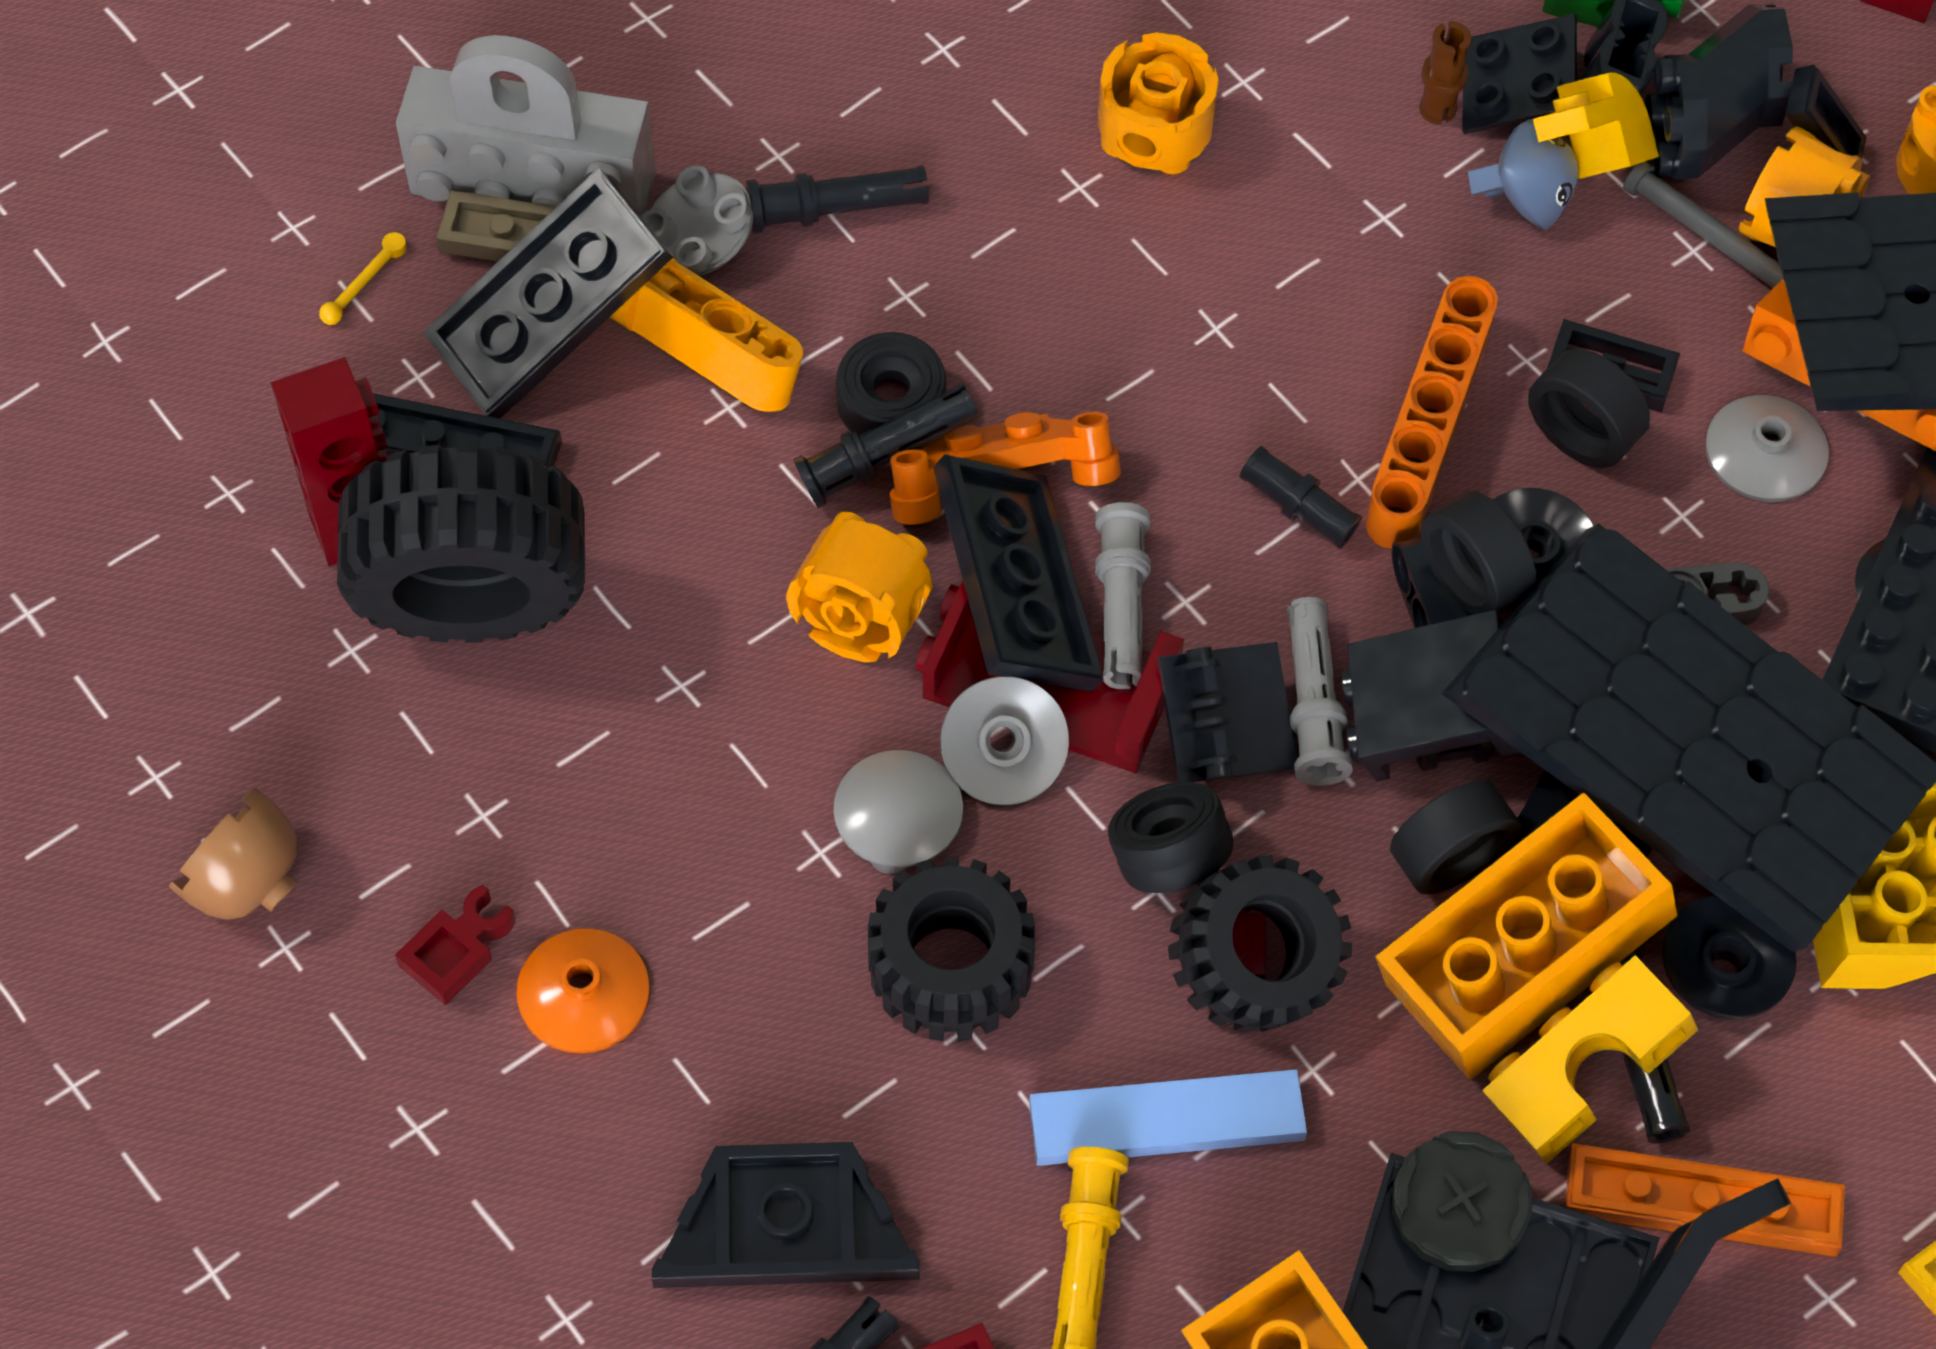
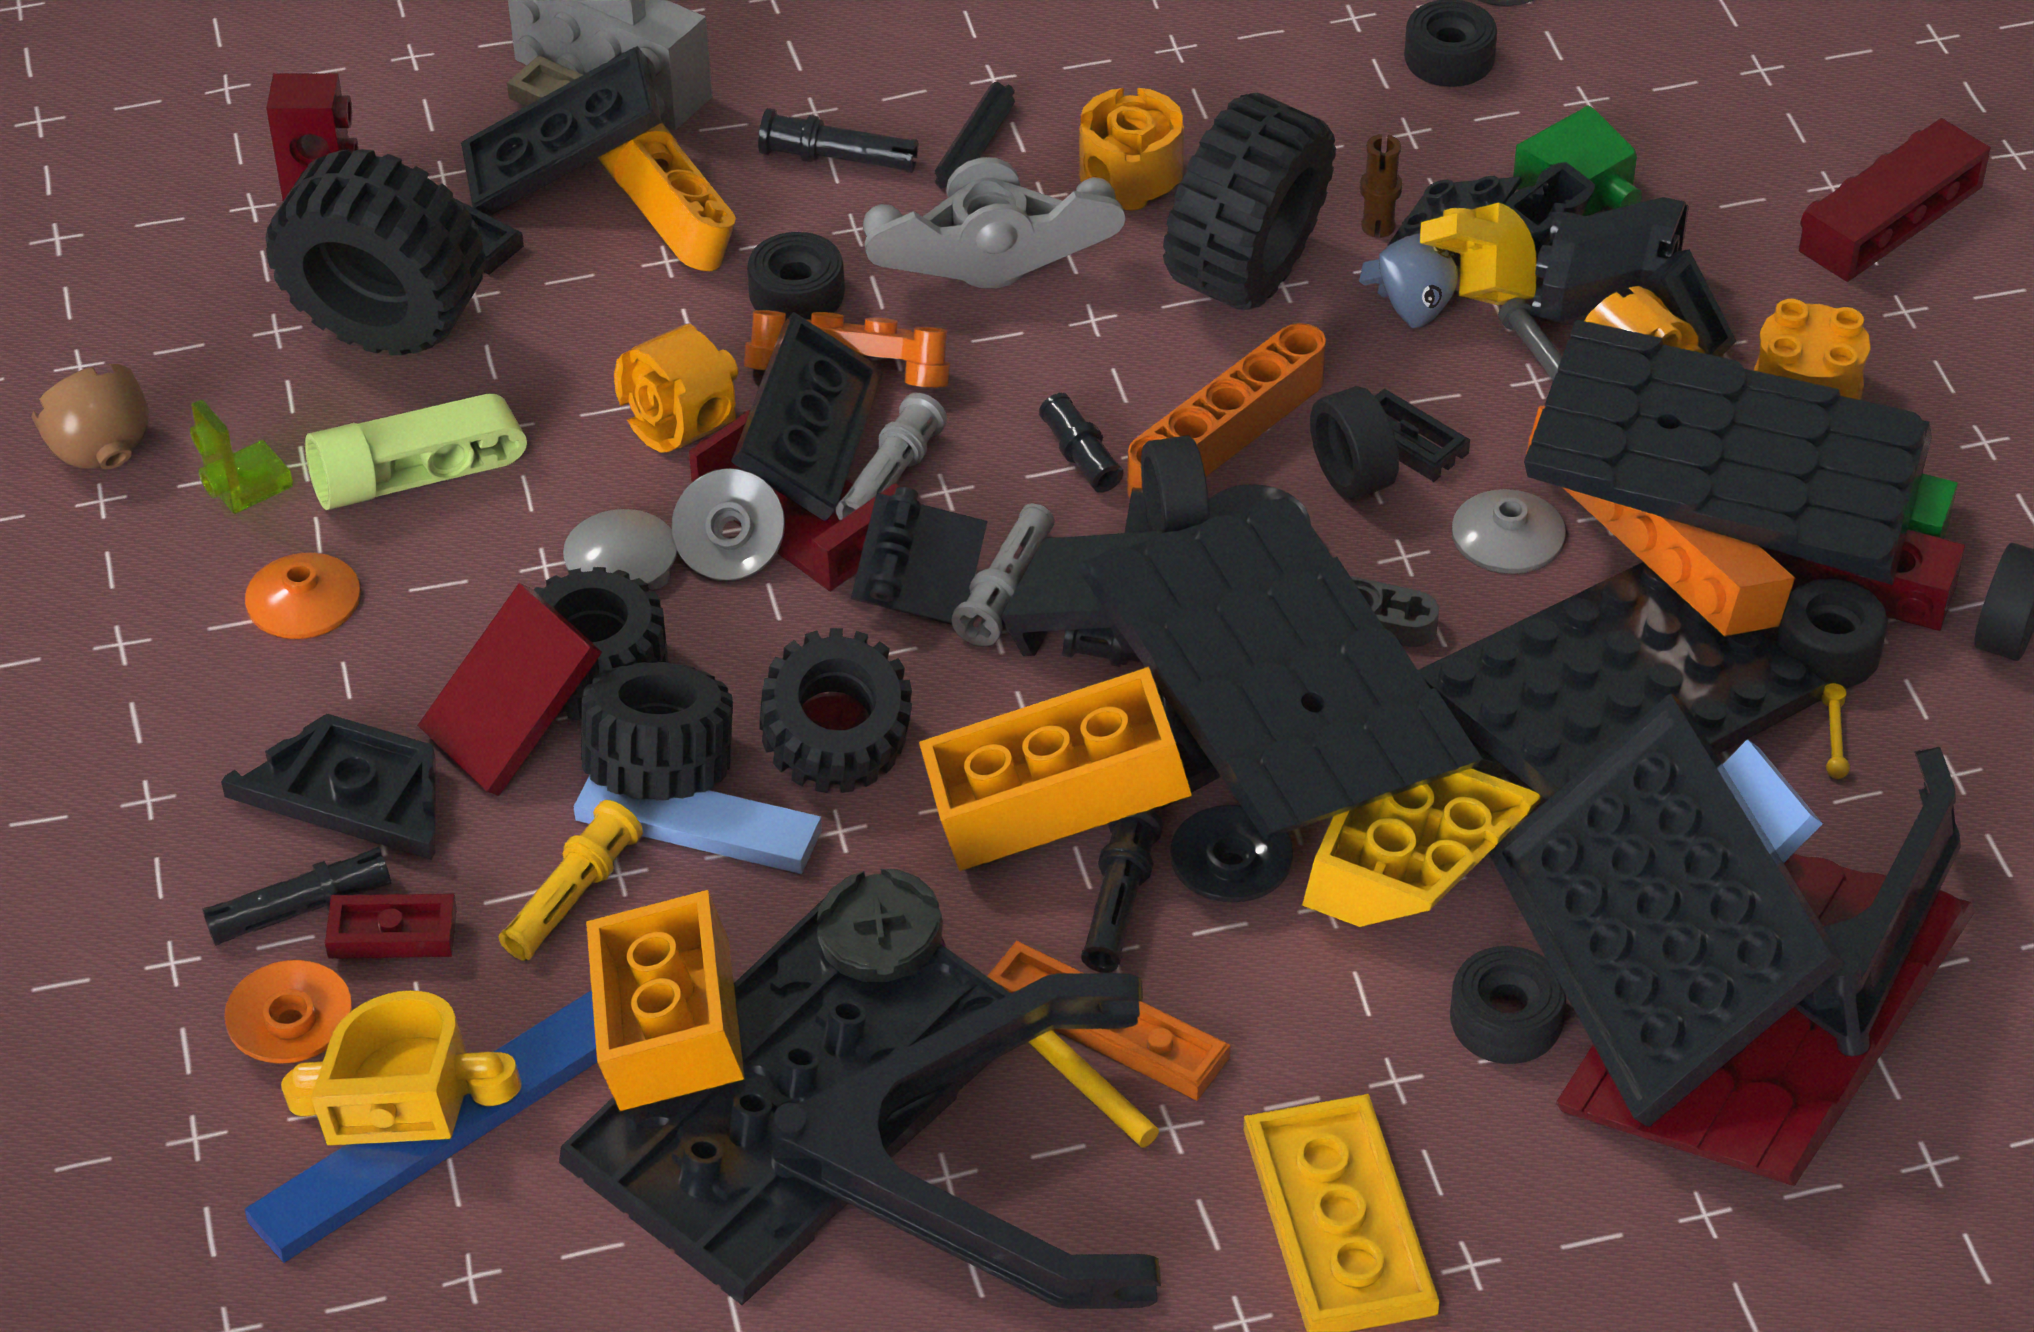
camera: 25 degrees right, 15 degrees down
(393, 247) = (478, 86): yellow hinge -> none
(430, 861) = (236, 477): none -> clear neon green bracket
(452, 952) = (219, 533): dark red plate -> none
(607, 769) = (412, 449): none -> yellowish green beam
(702, 219) = (717, 127): light grey dish -> none
(860, 456) = (735, 307): black pin -> none
(909, 1049) = (509, 689): none -> dark red tile
(972, 136) = (976, 131): none -> black axle
(1082, 261) = (992, 227): none -> light grey piece
(1088, 1080) = (656, 730): none -> black tyre
(1171, 837) = (800, 613): black tyre -> none
(1354, 153) = (1249, 201): none -> black tyre
(1455, 837) = (1038, 662): black tyre -> none
(1624, 1014) = (1011, 881): yellow arch -> none
(1755, 1293) = (1096, 1088): none -> yellow bar

